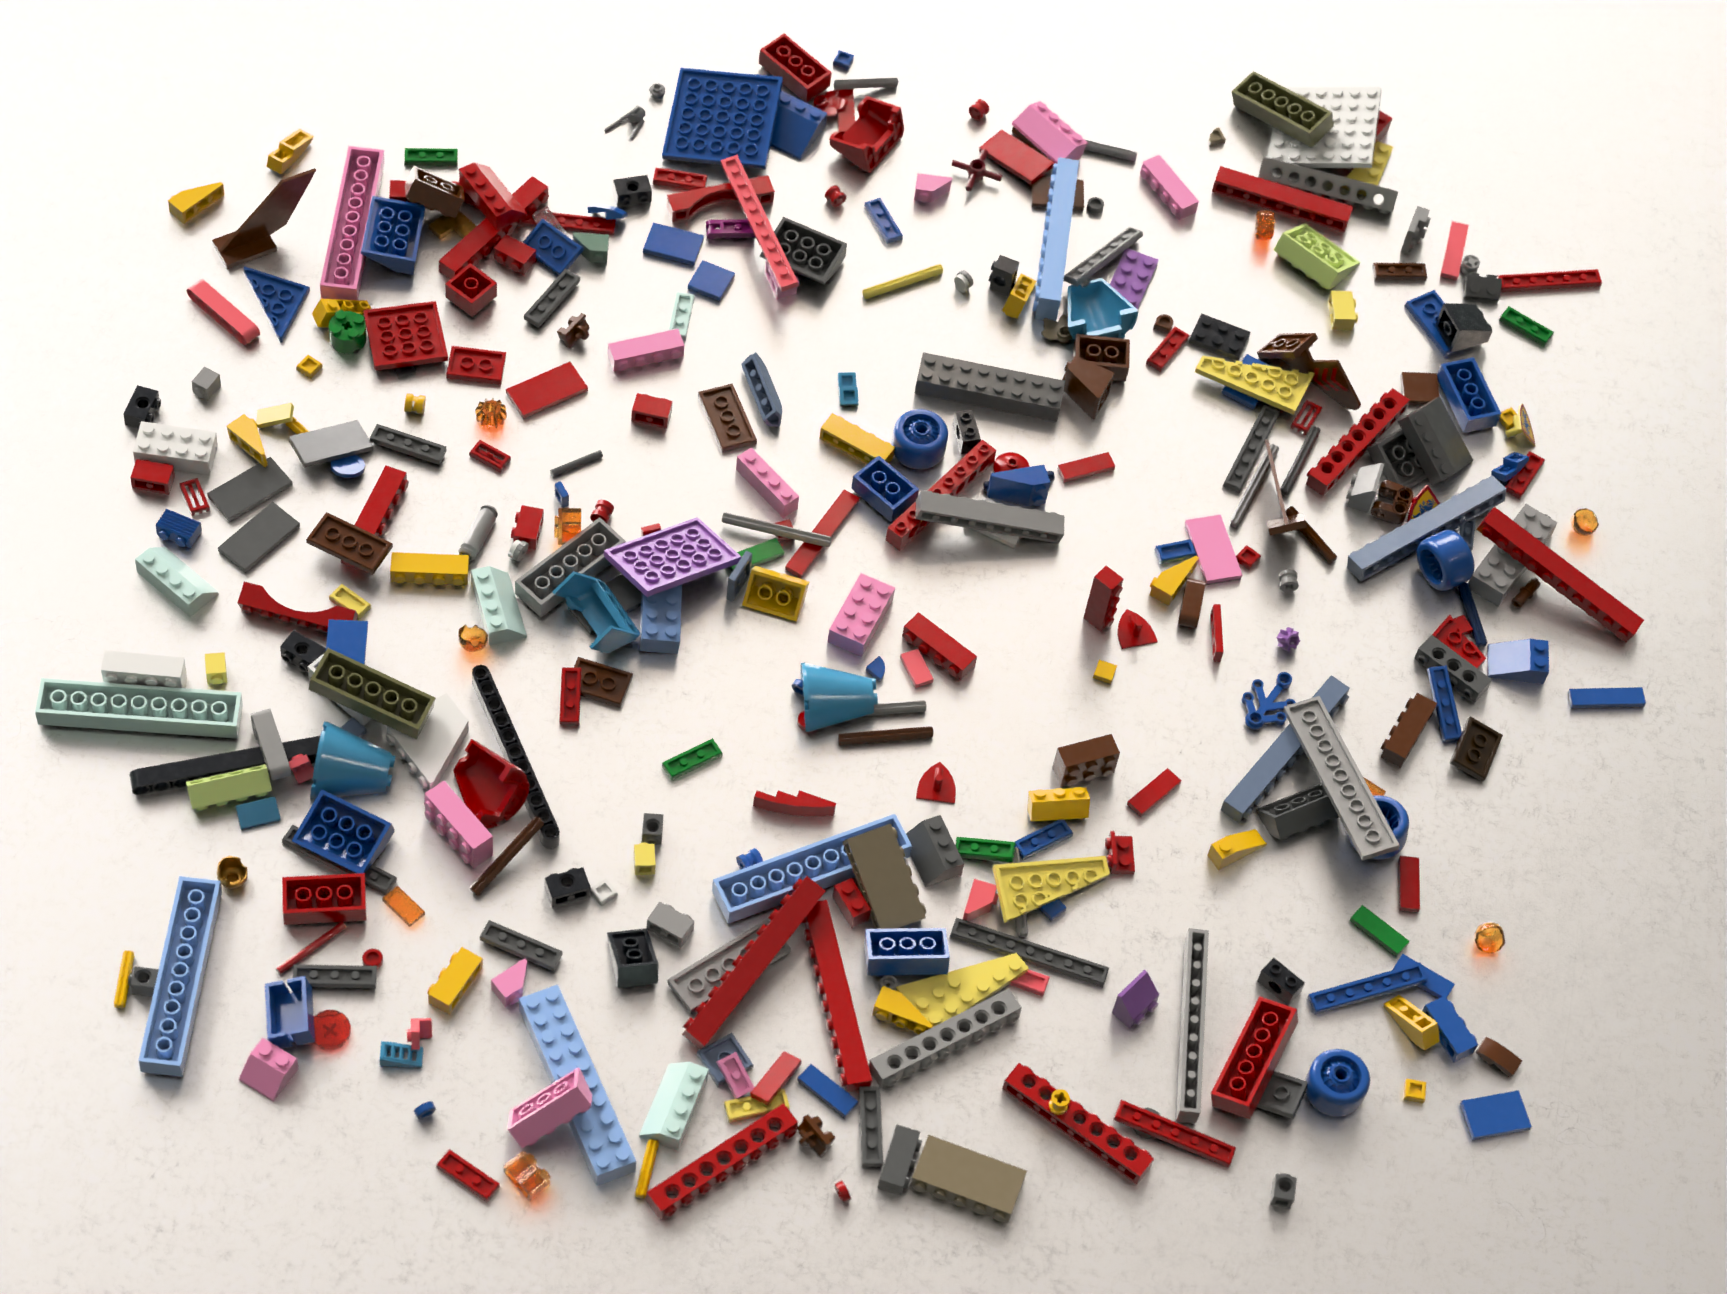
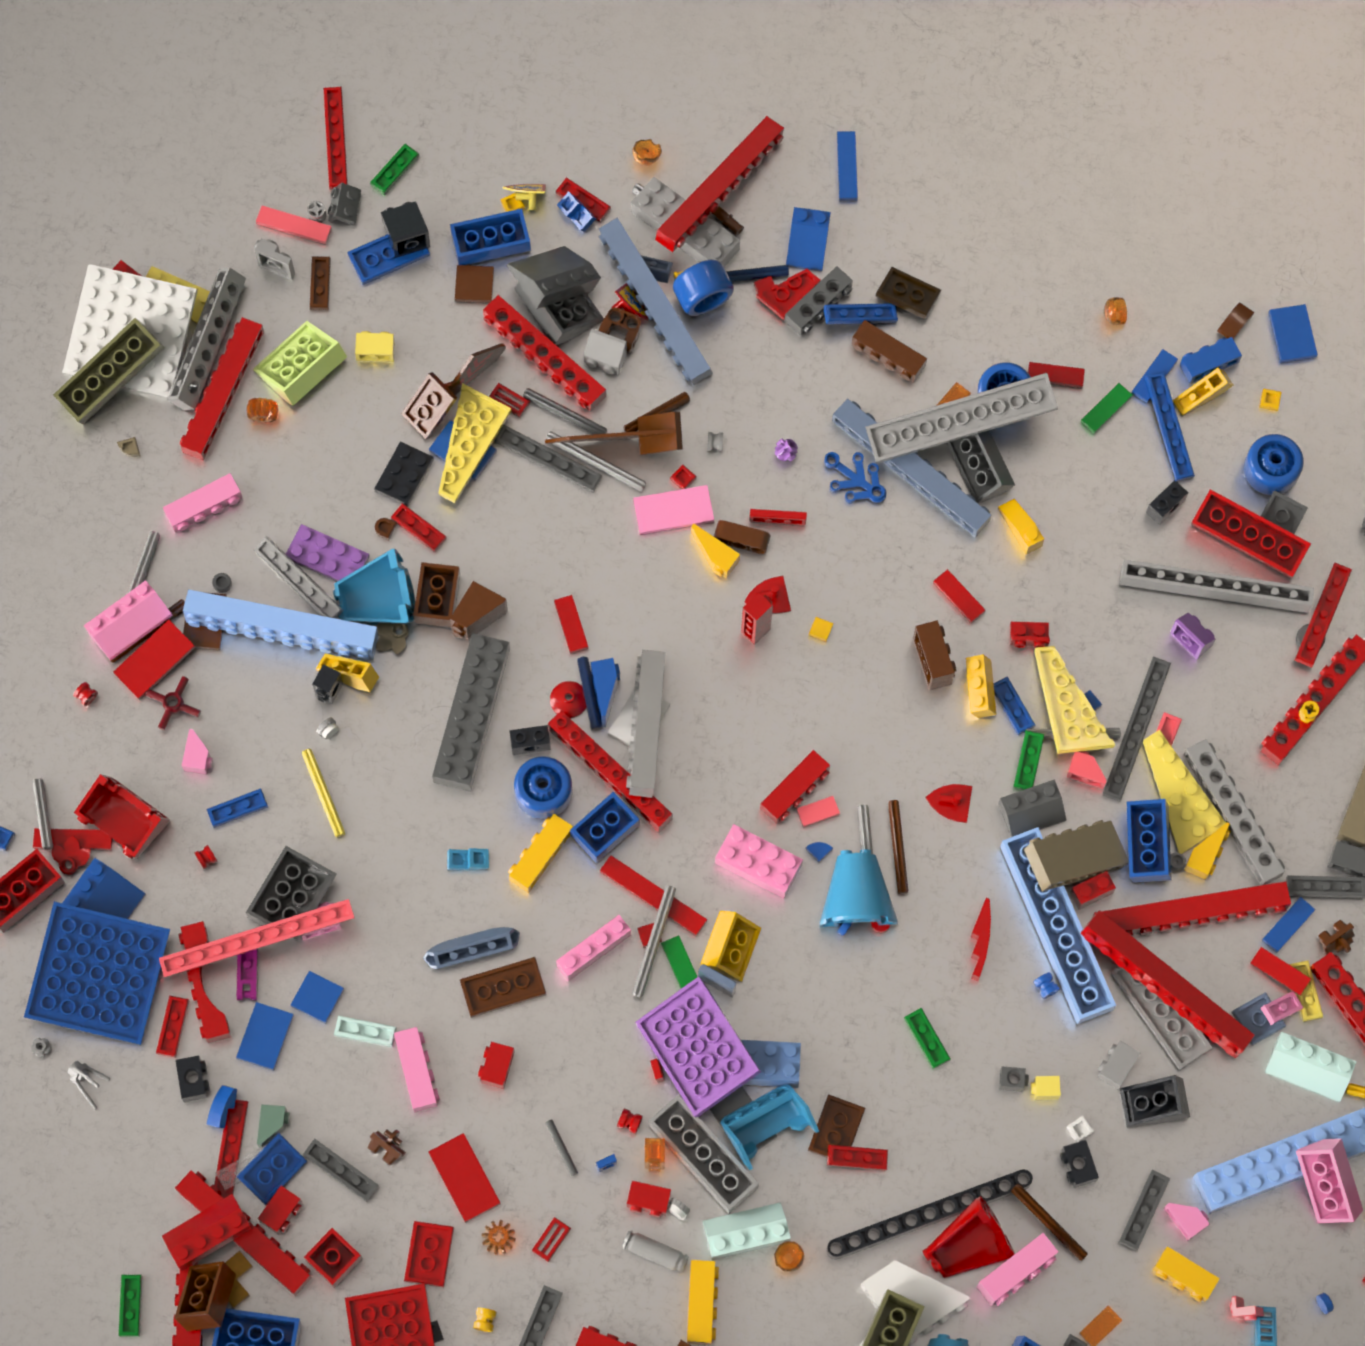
camera: 80 degrees left, 15 degrees up
(1175, 551) = (676, 547): blue tile -> none

